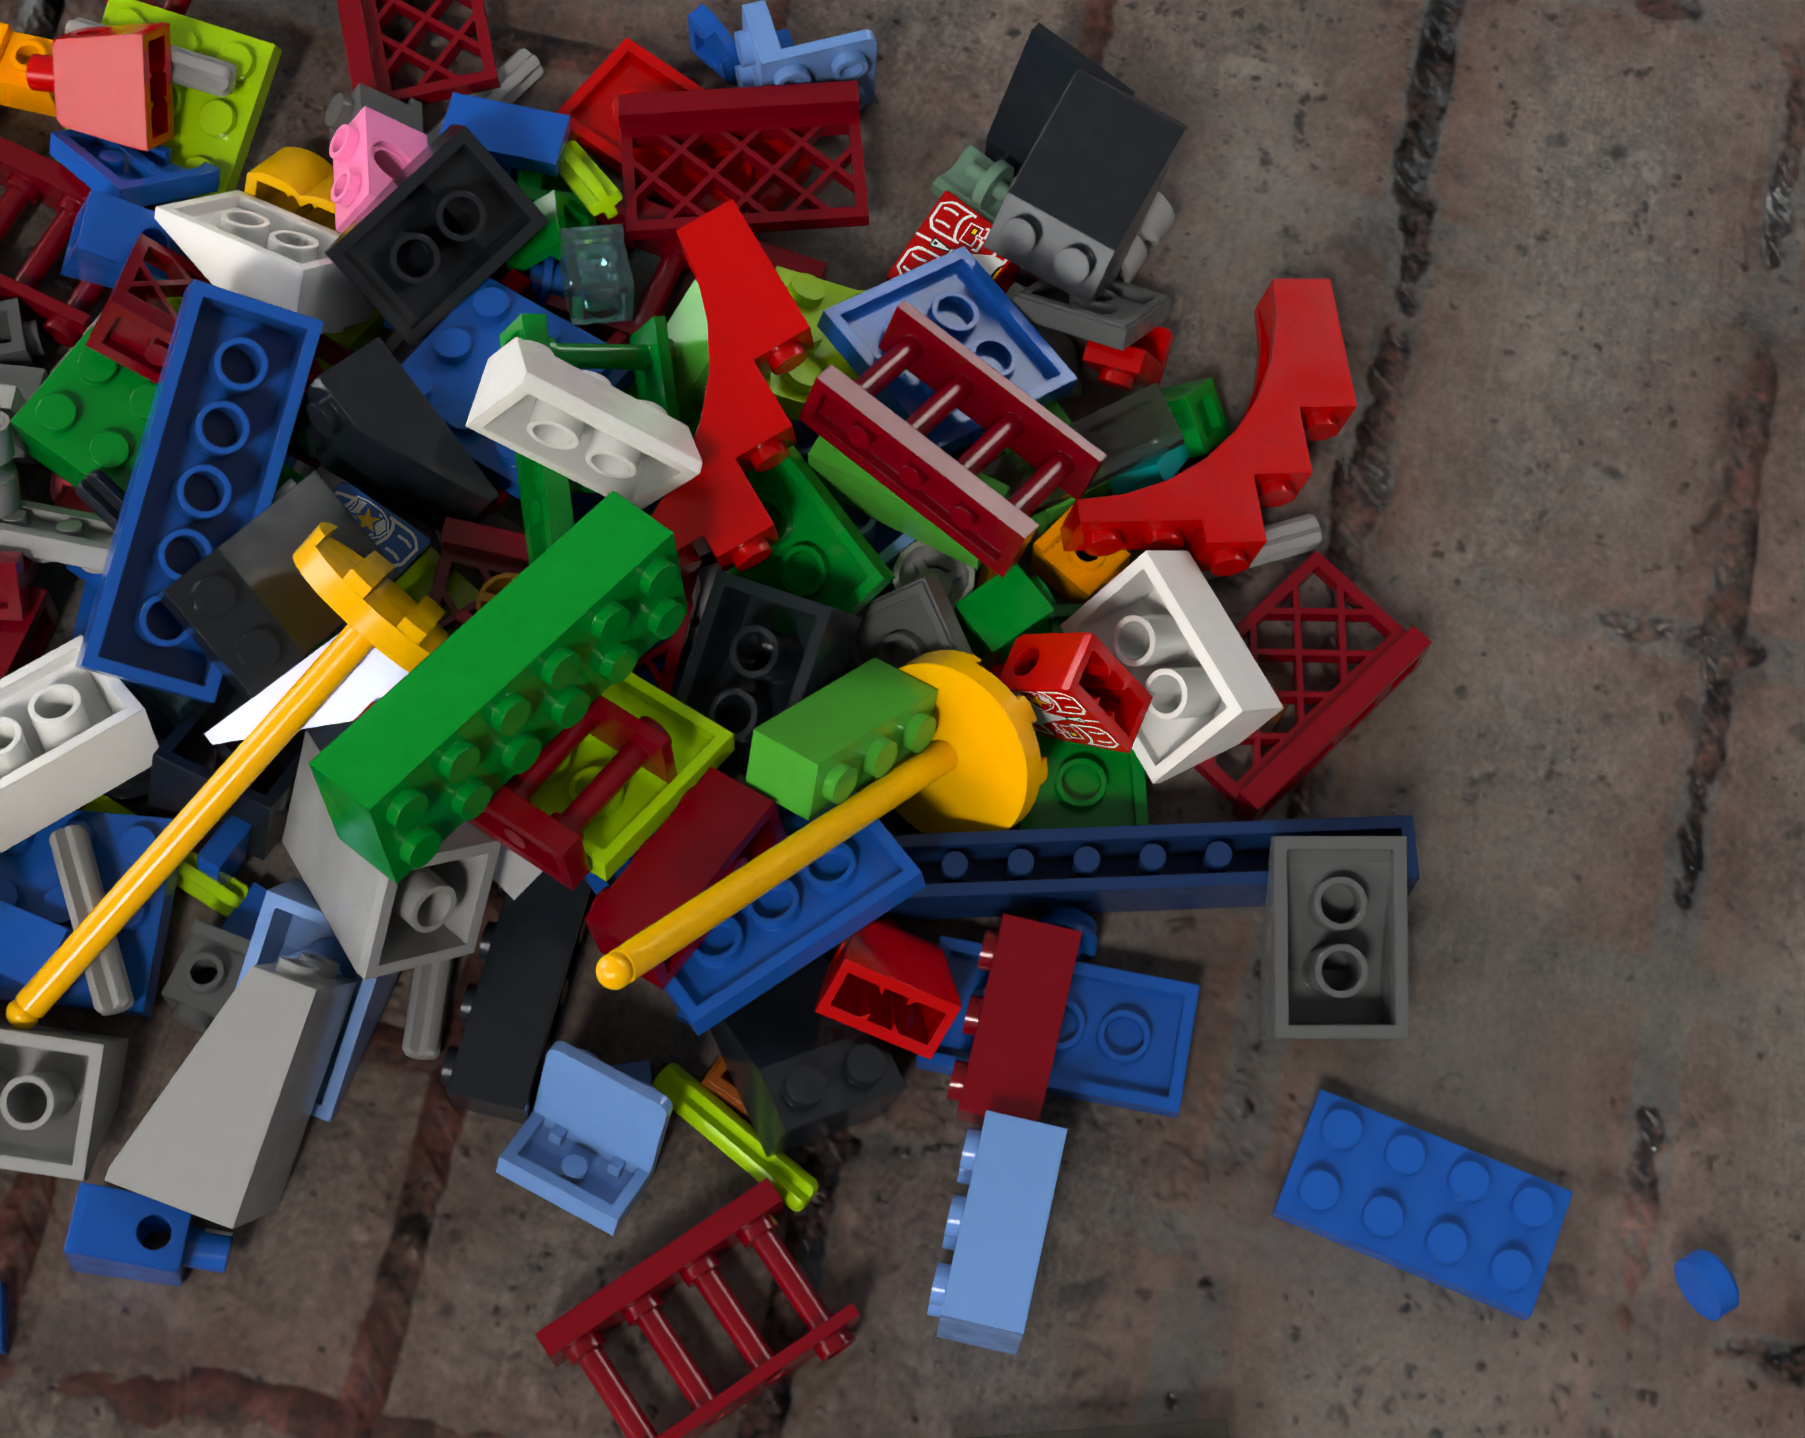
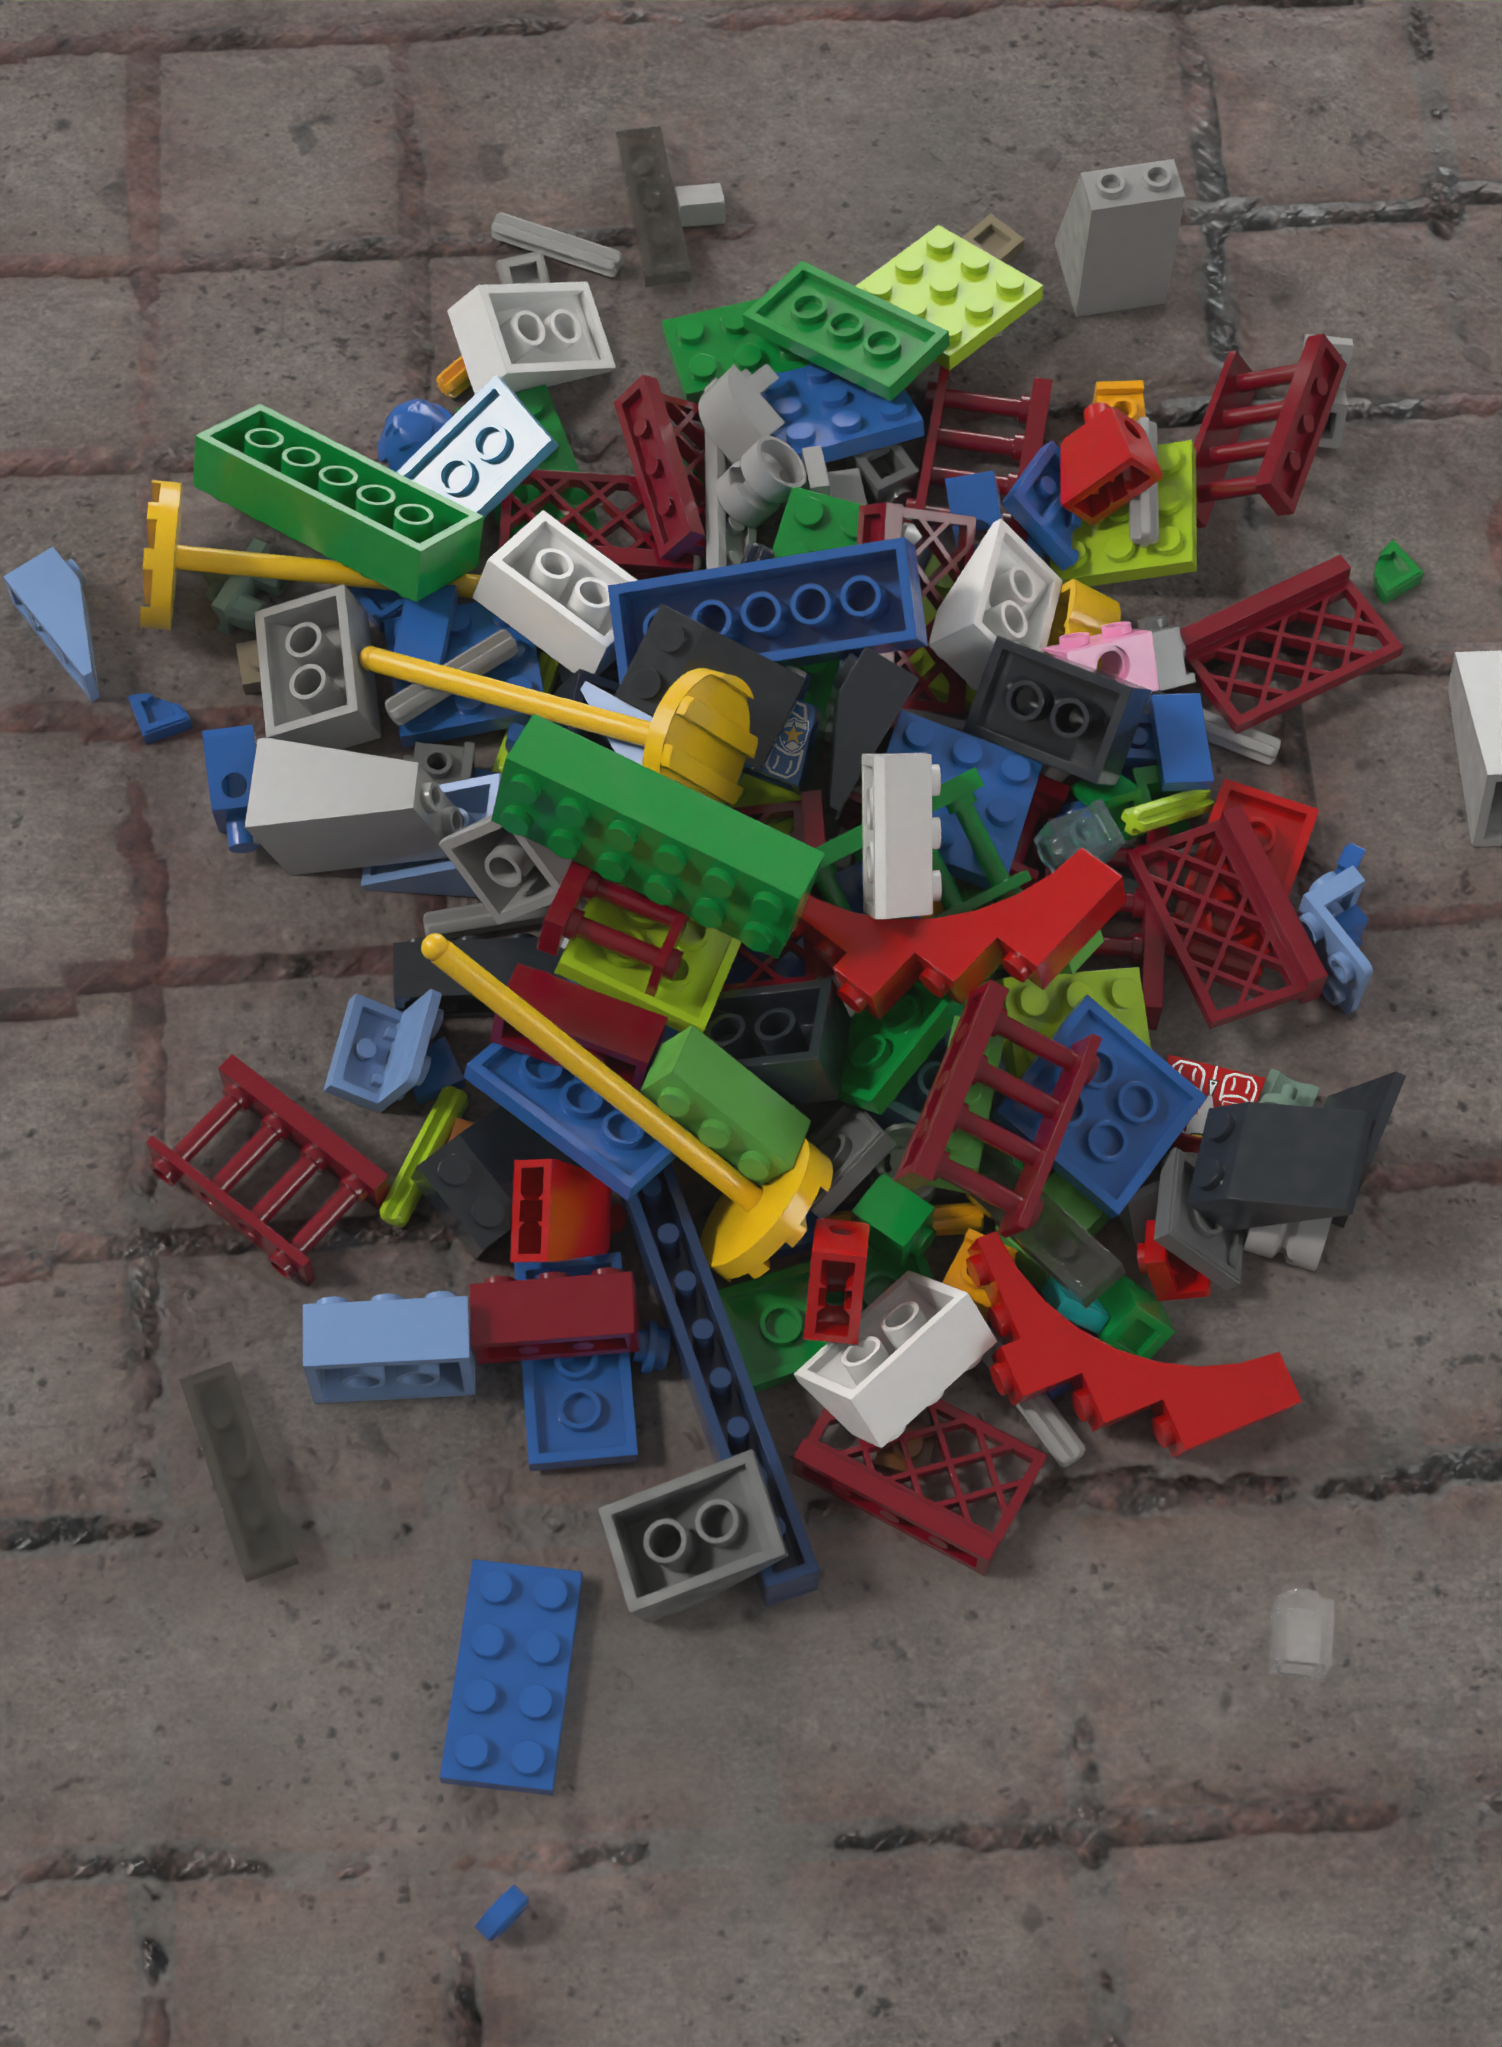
camera: 75 degrees right, 5 degrees down
(1572, 371) = (1301, 1635): none -> clear brick

